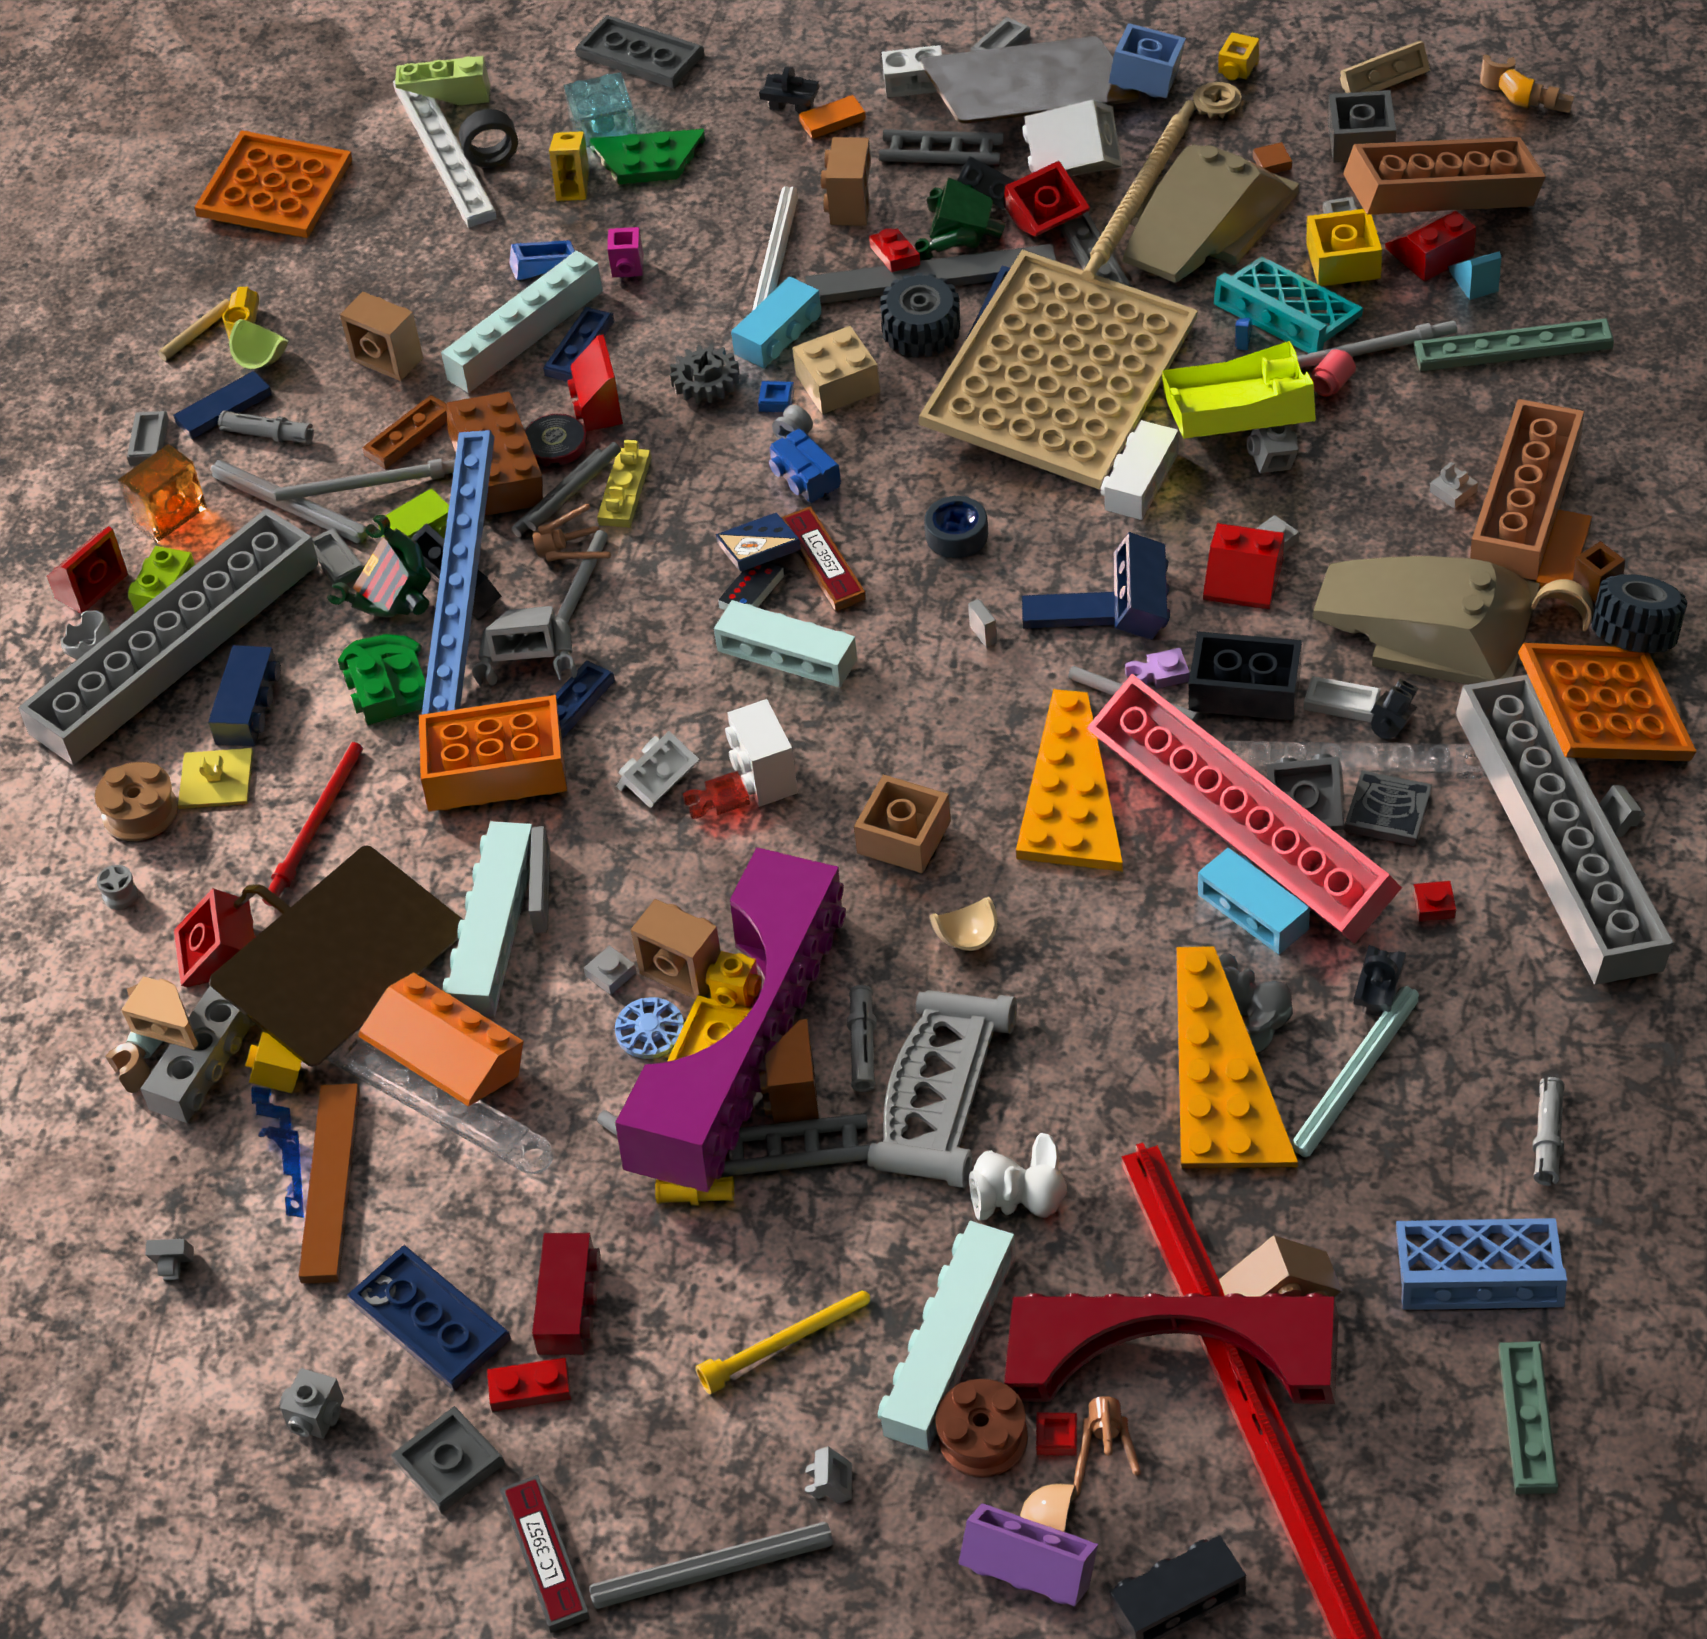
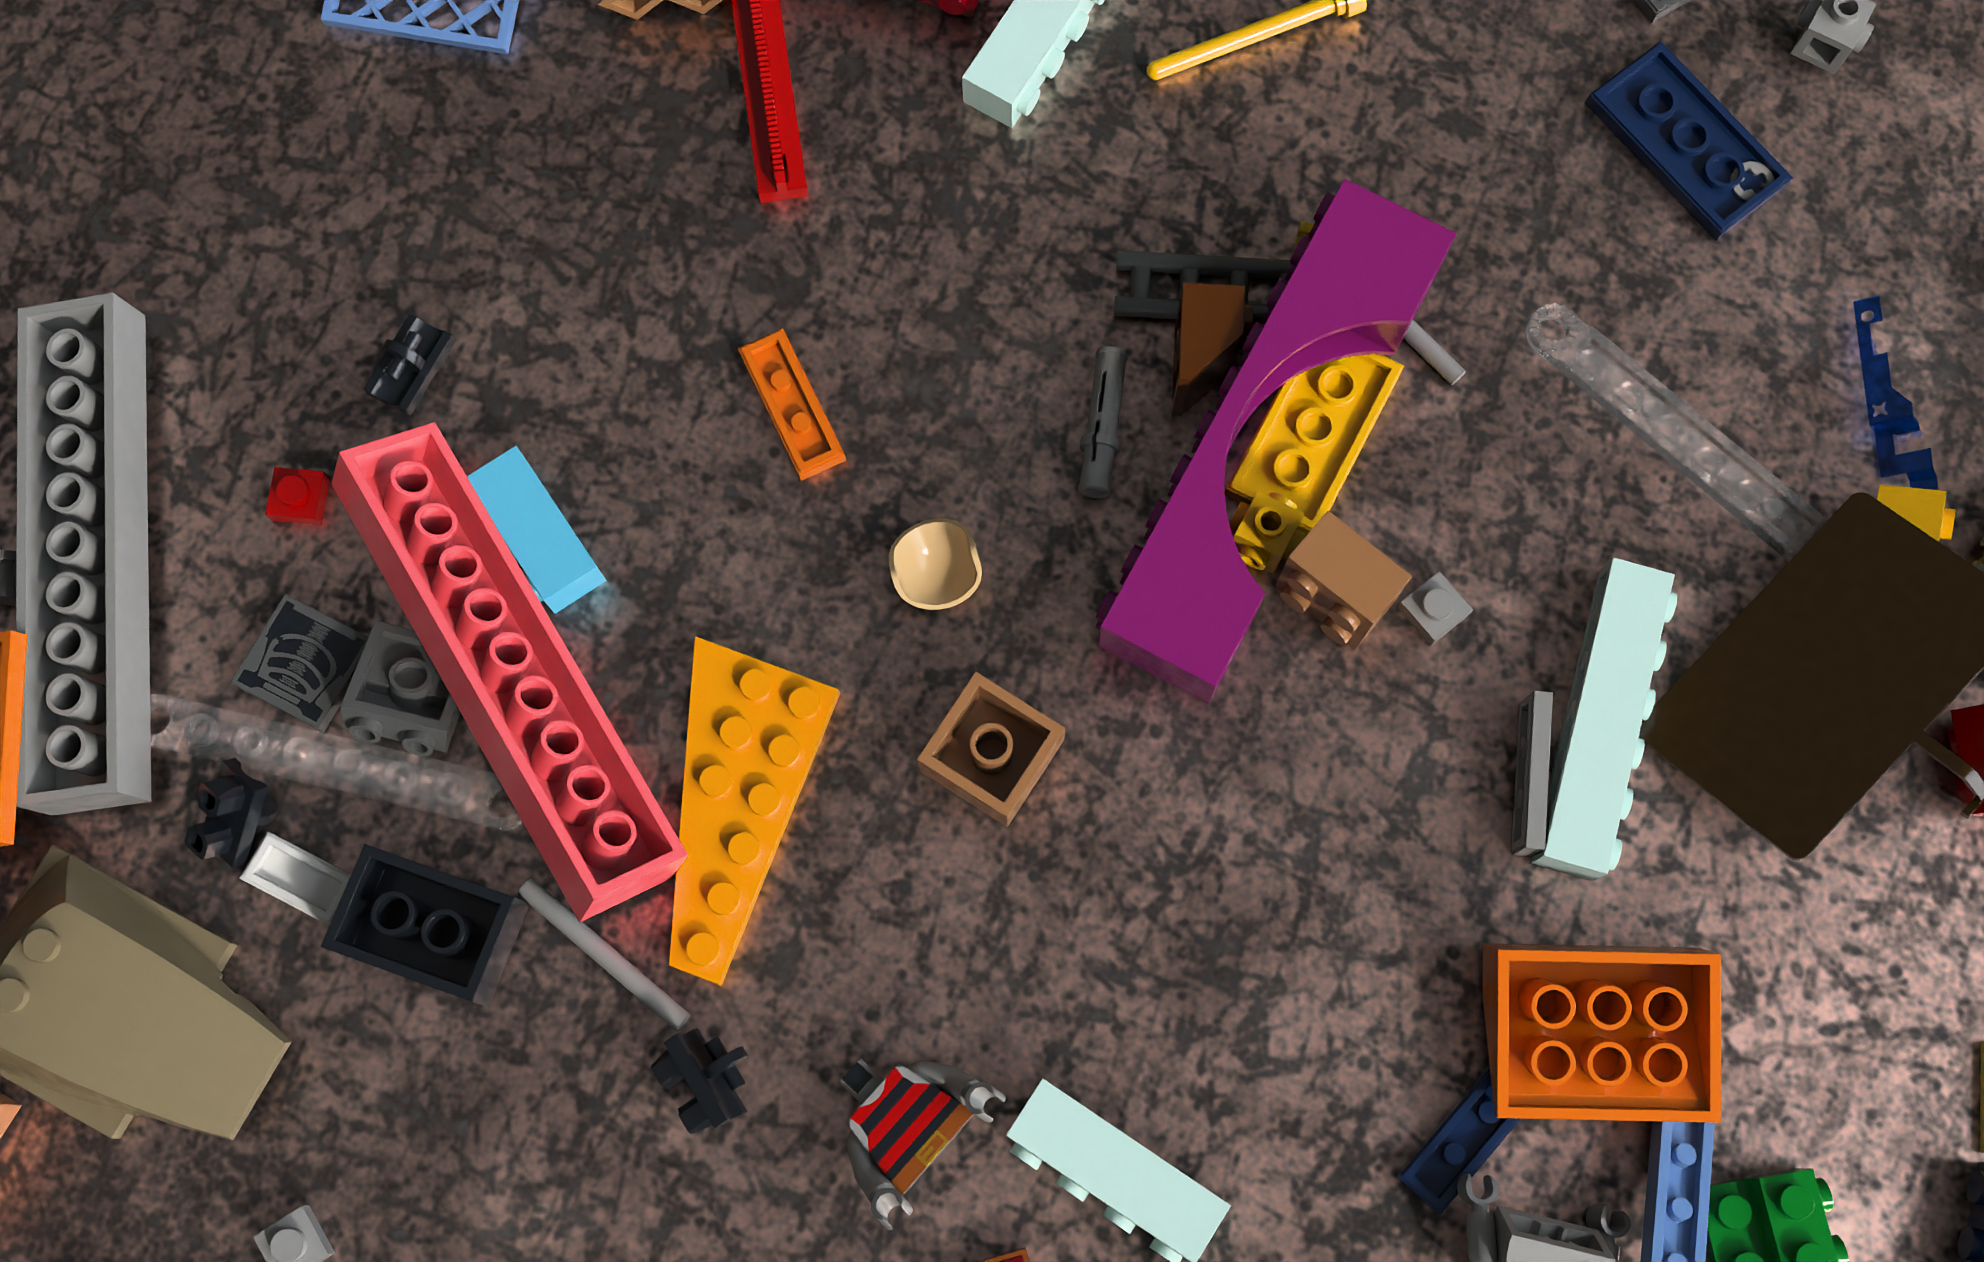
camera: 175 degrees left, 25 degrees up
(285, 872) = (1914, 876): red bar -> none
(329, 1184) = (1821, 350): dark orange tile -> none
(443, 1040) = (1681, 504): orange slope -> none
(528, 1384) = (1565, 32): red plate -> none
(565, 1294) = (1519, 124): dark red brick -> none
(648, 1027) = (1387, 504): light blue wheel -> none
(658, 770) = (1344, 952): white bracket -> none
(720, 793) = (1246, 883): clear red plate -> none
(761, 753) = (1184, 918): white brick -> none
(917, 639) = (906, 1125): none -> torso
(938, 1152) = (950, 413): light grey piece -> none
(982, 623) = (797, 1143): light grey tile -> none
(1004, 1184) = (960, 160): white animal -> none
(1045, 641) = (710, 1075): none -> black hips
(1068, 610) = (649, 1154): dark blue tile -> none
(1095, 1018) = (792, 404): none -> orange tile
(1141, 586) = (532, 1159): dark blue brick -> none
(1162, 668) = (543, 996): lavender plate -> none
(1223, 1093) = (656, 245): light orange wing -> none
(1243, 566) = (361, 1172): red slope -> none
(1265, 1004) = (604, 379): dark grey animal -> none
(1354, 1072) = (495, 247): light aqua axle -> none
(1548, 1140) = (290, 110): light grey pin -> none

